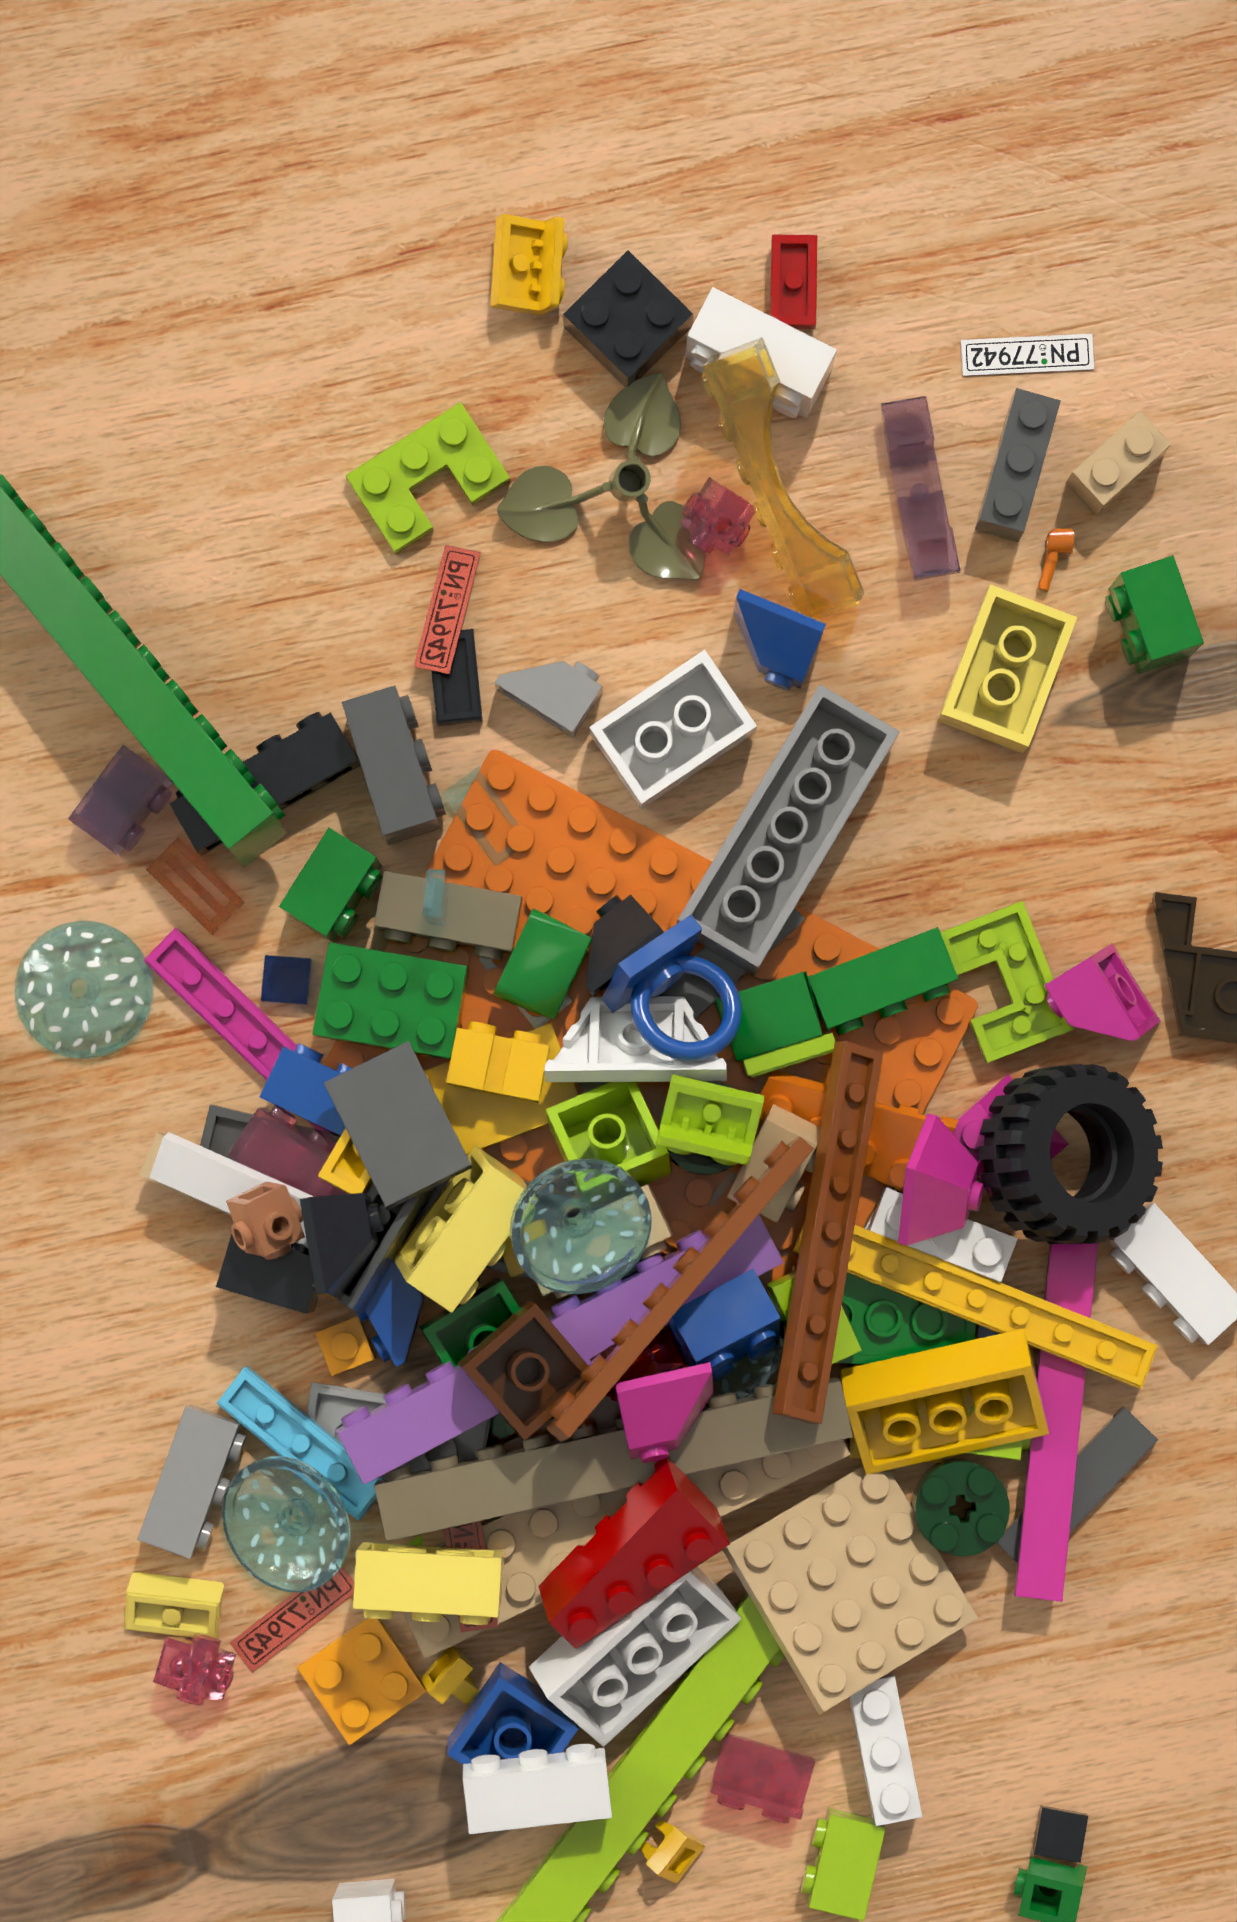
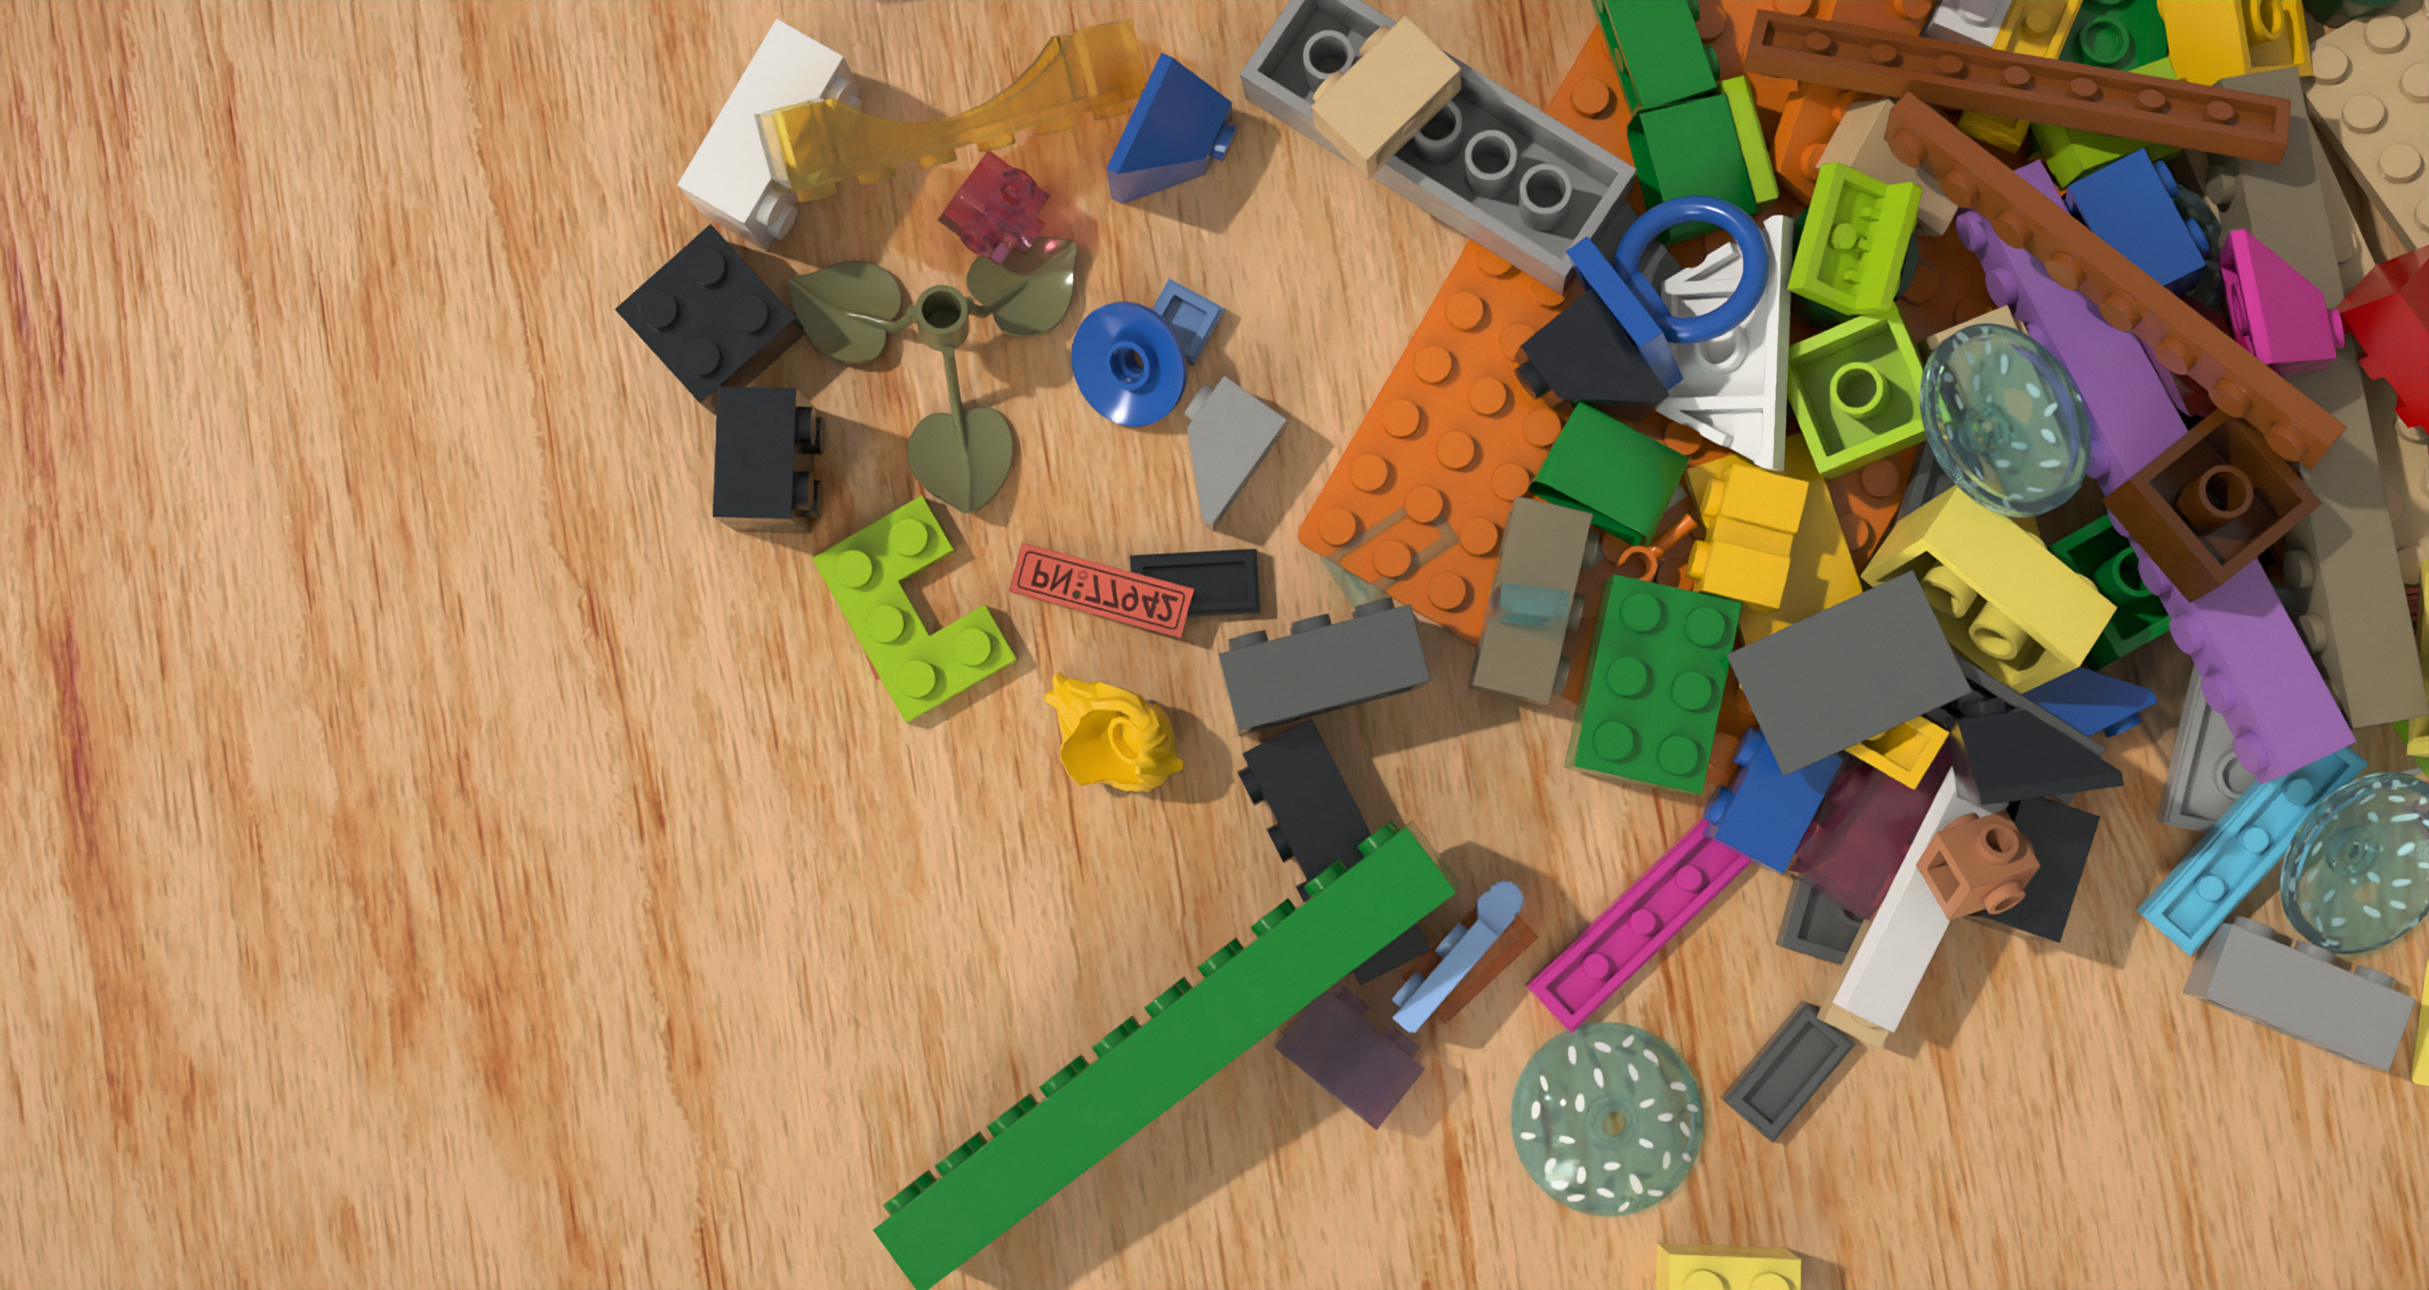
camera: 85 degrees left, 0 degrees up
(120, 1115) = (1787, 1071): none -> dark grey tile
(193, 873) = (1459, 952): none -> light blue hinge
(286, 980) = (1605, 835): clear blue tile -> none
(332, 886) = (1490, 761): green brick -> none
(341, 621) = (1112, 735): none -> yellow hair
(345, 1345) = (2126, 757): light orange plate -> none
(493, 1005) = (1658, 547): none -> orange hand
(524, 364) = (767, 460): none -> black brick
(528, 264) = (624, 453): yellow bracket -> none
(610, 619) = (1107, 368): none -> blue dish
(646, 657) = (1190, 317): none -> medium blue tile
(673, 729) = (1288, 283): white brick -> none
(794, 280) = (667, 93): red plate -> none
(801, 783) = (1385, 95): none -> tan brick

